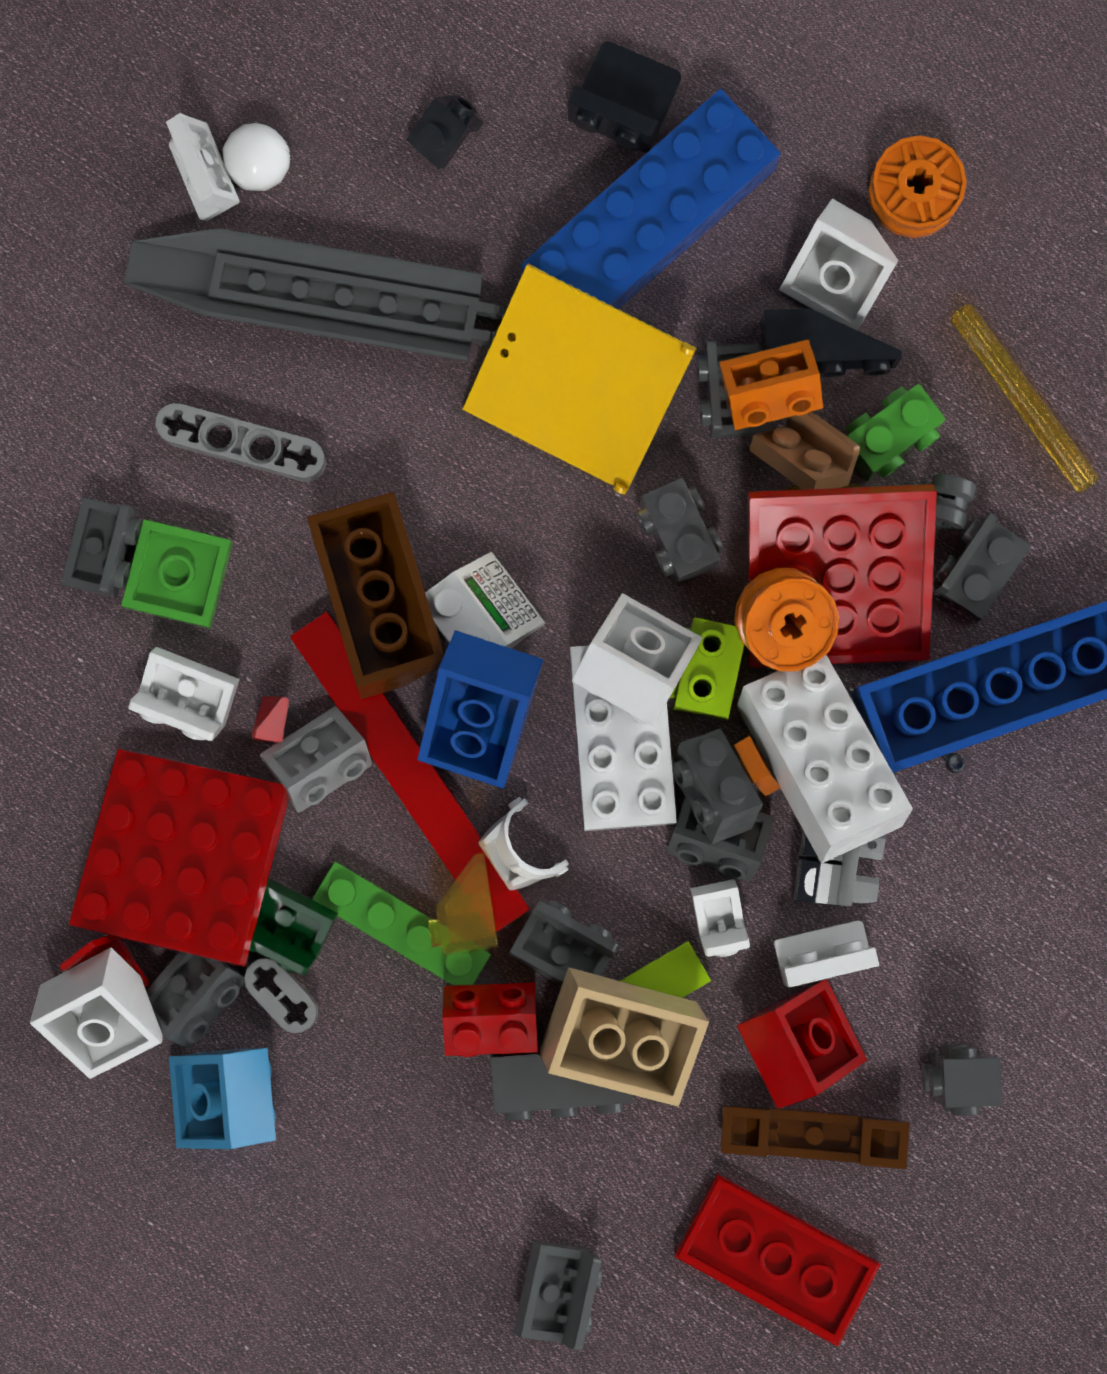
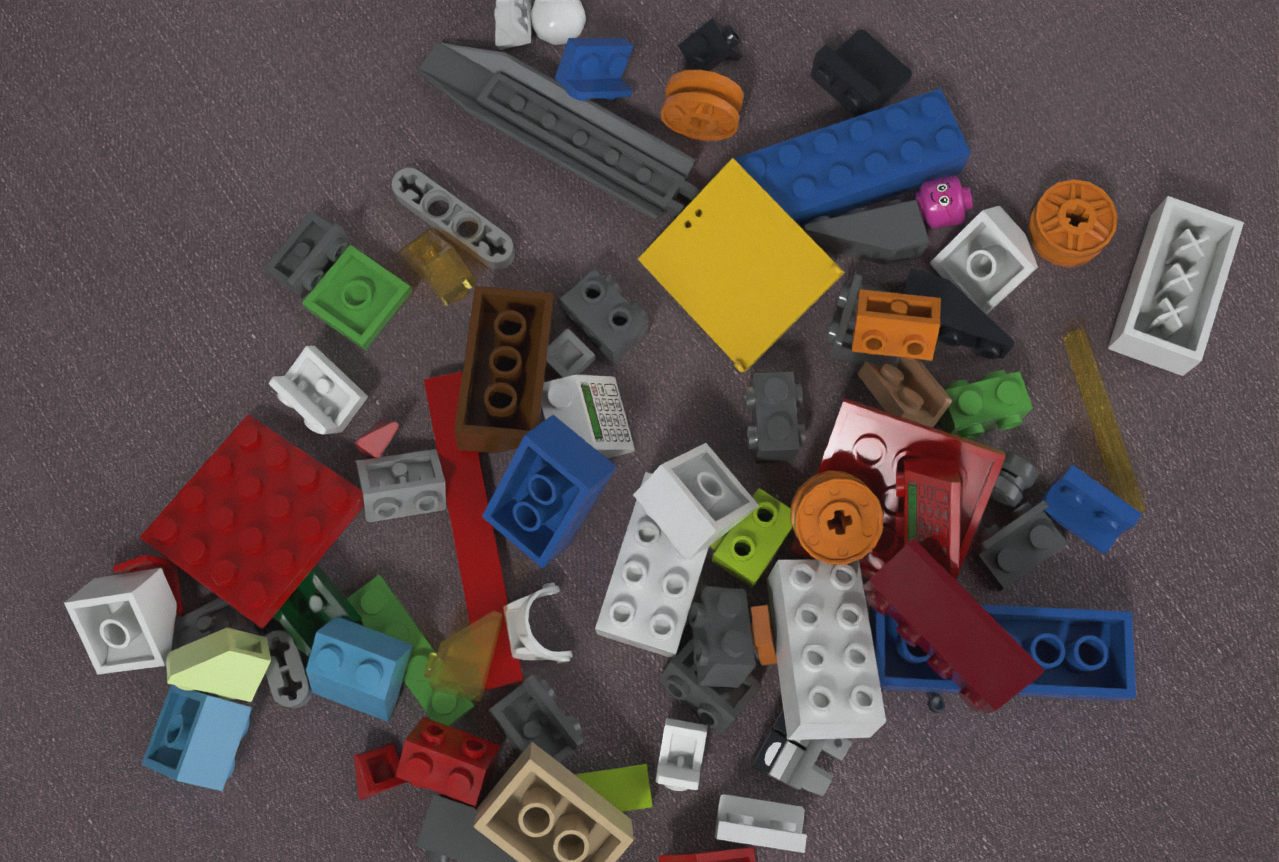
camera: 20 degrees right, 10 degrees down
(220, 1018) = (221, 664): none -> yellowish green slope
(250, 505) = (439, 267): none -> clear yellow slope
(328, 212) = (595, 68): none -> blue bracket
(359, 963) = (358, 667): none -> dark azure slope
(420, 1057) = (377, 770): none -> red slope
(435, 549) = (568, 355): none -> light grey plate
(455, 489) = (605, 315): none -> dark grey brick
(466, 209) = (702, 105): none -> orange wheel
(712, 283) = (873, 235): none -> dark grey slope
(769, 217) = (943, 202): none -> dark pink head
(879, 576) = (931, 507): none -> red slope
(941, 691) = (951, 629): none -> dark red slope
(1039, 503) = (1088, 509): none -> blue bracket
(1050, 218) = (1176, 286): none -> white brick

